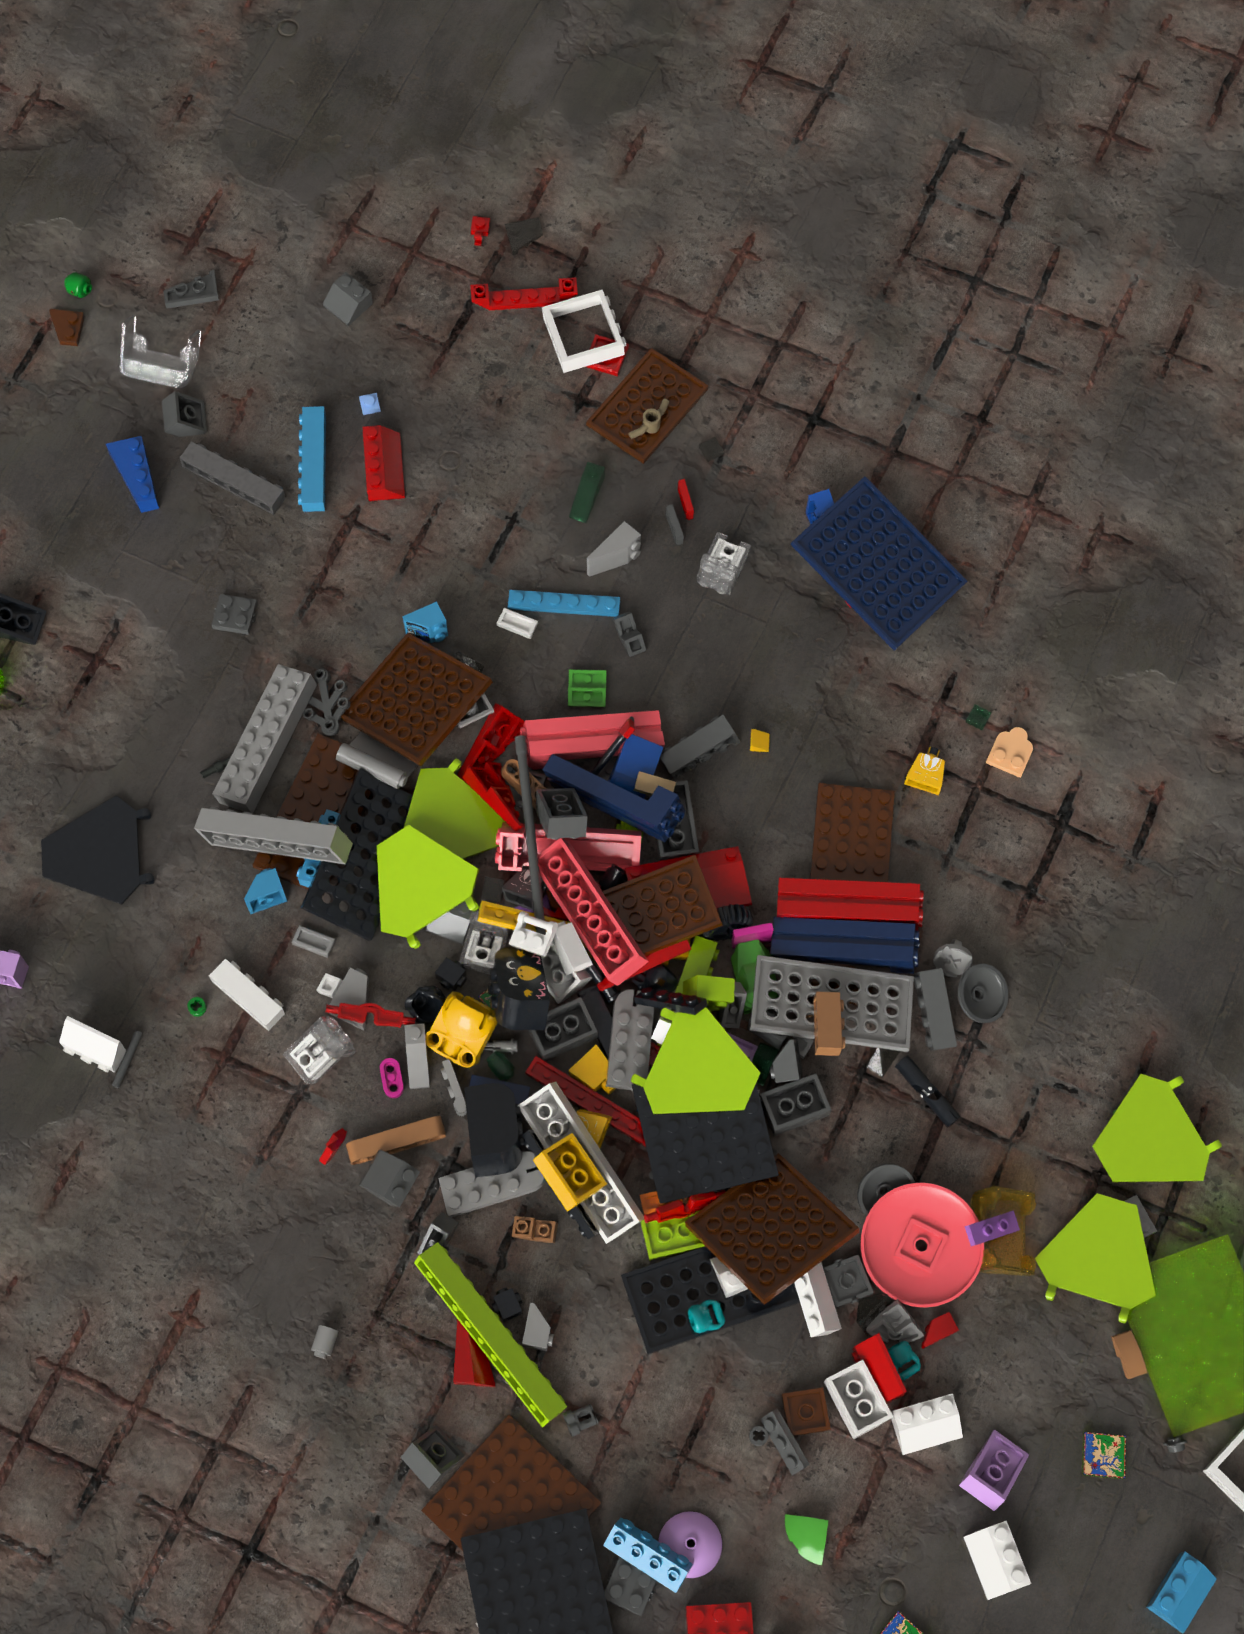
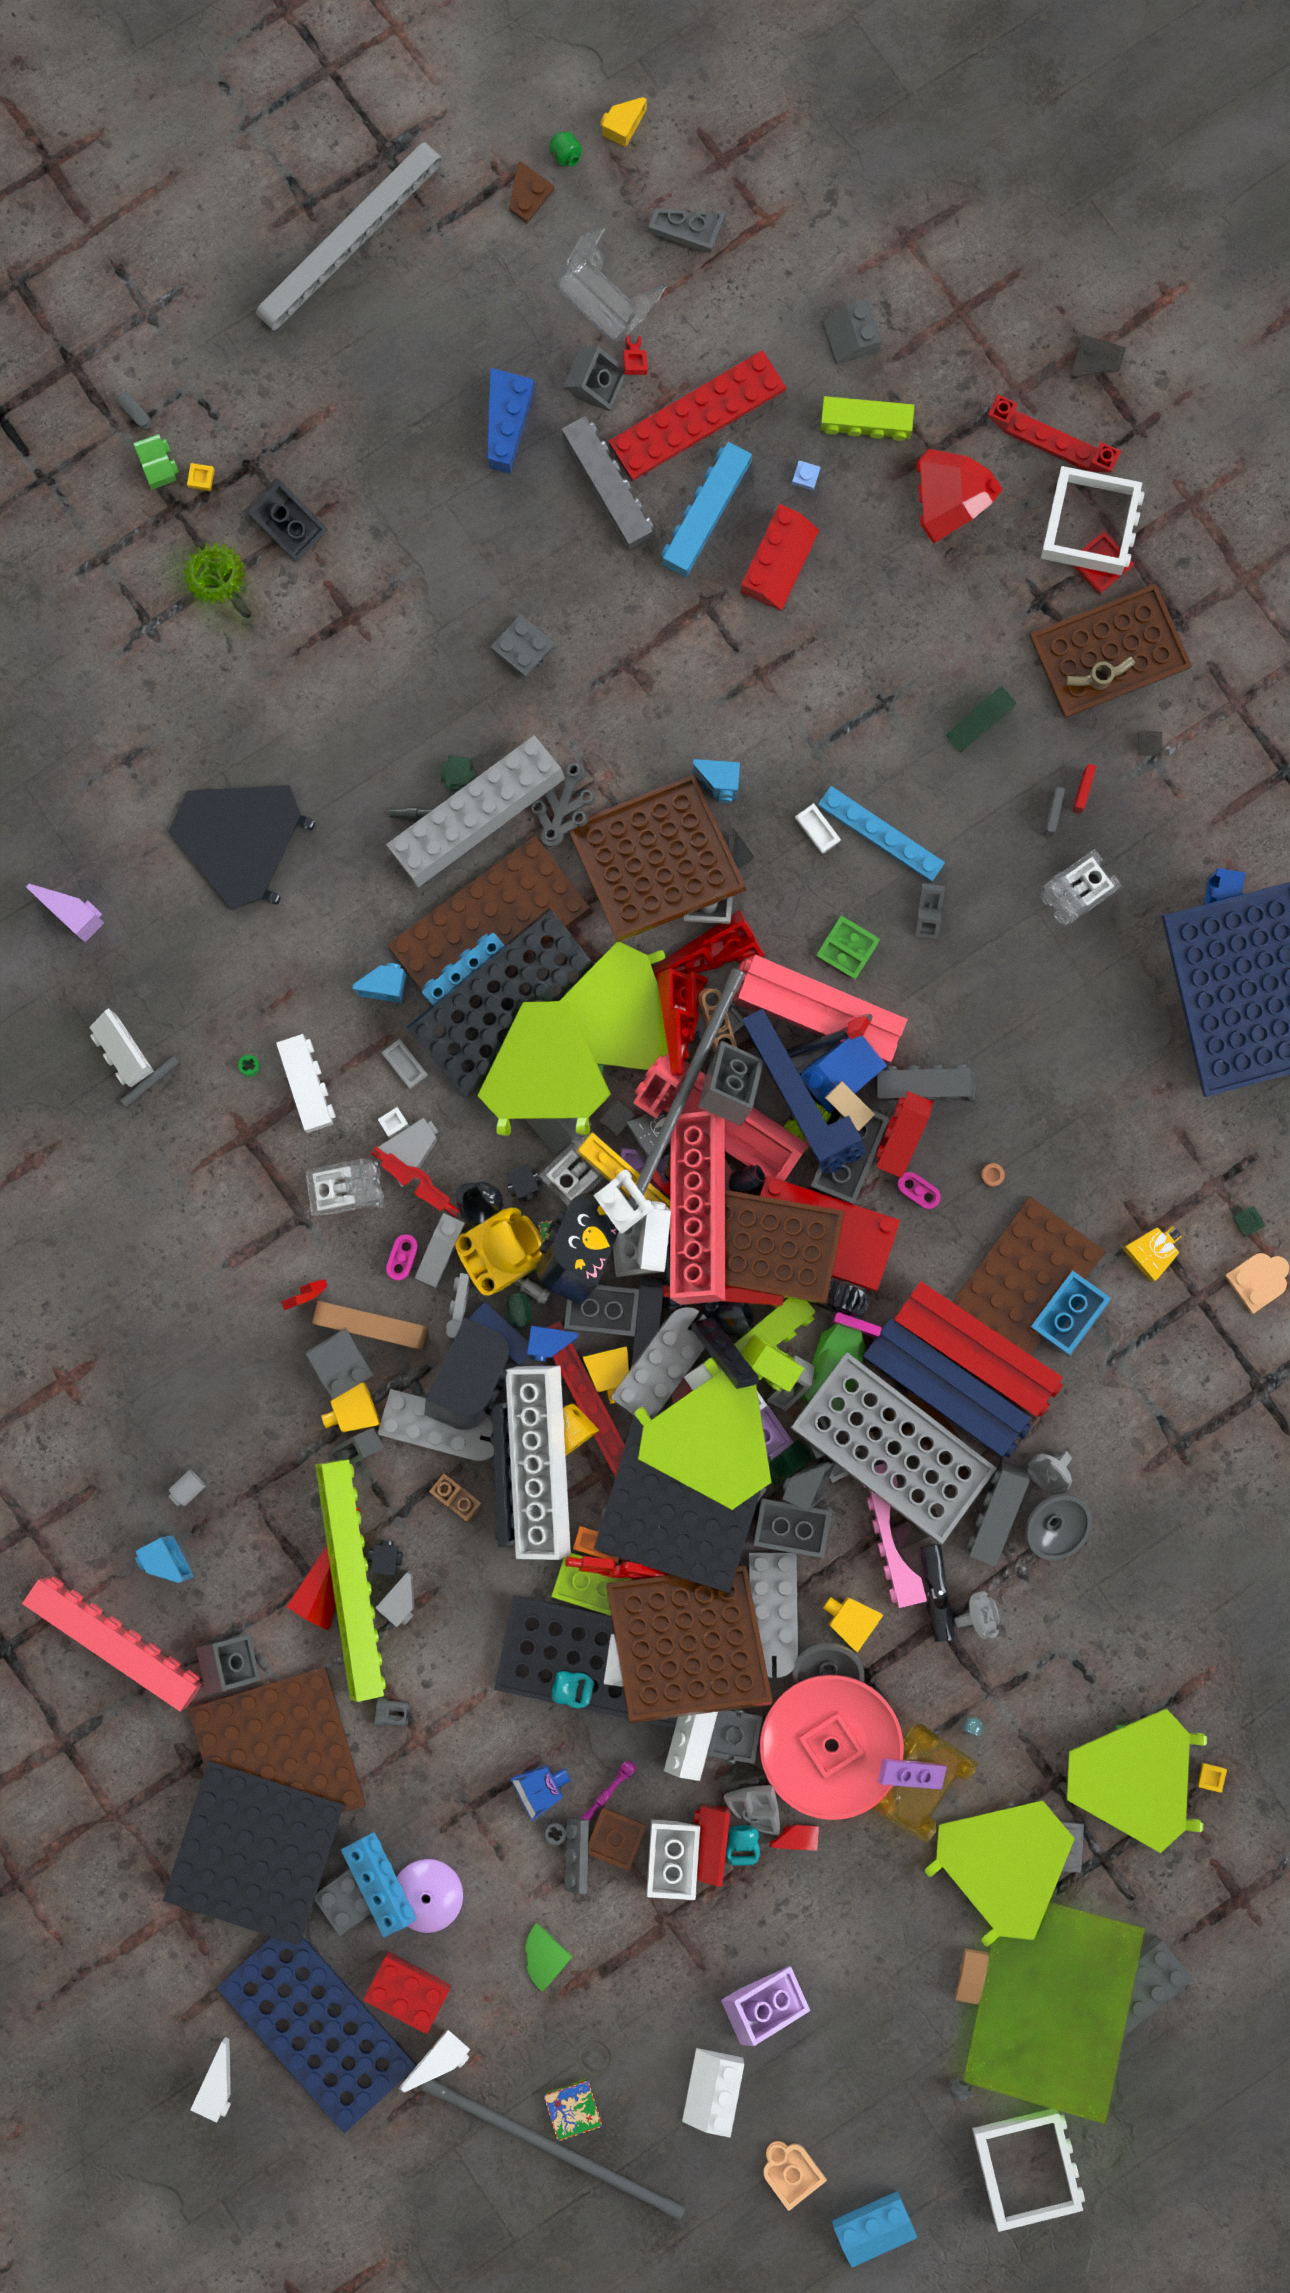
camera: 30 degrees right, 15 degrees up
(108, 248) = (623, 120): none -> yellow slope
(204, 391) = (634, 359): none -> red plate
(235, 720) = (457, 773): none -> clear green brick
(270, 405) = (697, 415): none -> red plate
(273, 835) = (421, 932): light grey brick -> none
(333, 1490) = (113, 1643): none -> coral brick
(337, 1400) = (164, 1560): none -> dark azure slope
(377, 760) = (575, 904): light grey door -> none
(389, 346) = (867, 418): none -> lime brick
(419, 1209) = (352, 1410): none -> yellow torso
(477, 359) = (952, 491): none -> red brick
(480, 228) = (1051, 324): red plate -> none
(537, 1072) = (548, 1342): none -> blue slope
(569, 1171) = (515, 1473): yellow brick -> none
(615, 551) = (971, 808): light grey slope -> none
(704, 784) = (903, 1133): none -> red brick
(726, 1408) = (539, 1789): none -> blue torso
(738, 822) = (919, 1189): none -> dark pink plate
(759, 741) = (996, 1112): yellow slope -> none
(783, 784) = (992, 1175): none -> nougat tile
(783, 1355) = (627, 1769): none -> magenta piece
(812, 1159) = (775, 1604): none -> light grey plate
(828, 1023) = (873, 1471): medium nougat brick -> none
(879, 1146) = (852, 1620): none -> yellow torso
(897, 843) = (1070, 1314): none -> dark azure slope
(899, 1096) = (905, 1583): none -> bright pink arch
(927, 1424) = (727, 1921): white slope -> none
(970, 1086) = (982, 1615): none -> light grey tile
(1014, 1172) = (973, 1726): none -> clear light blue hinge
(1093, 1587) = (791, 2173): none -> light nougat plate
(1104, 1455) = (883, 2056): tile -> none
(1203, 1107) = (1211, 1777): none -> yellow plate

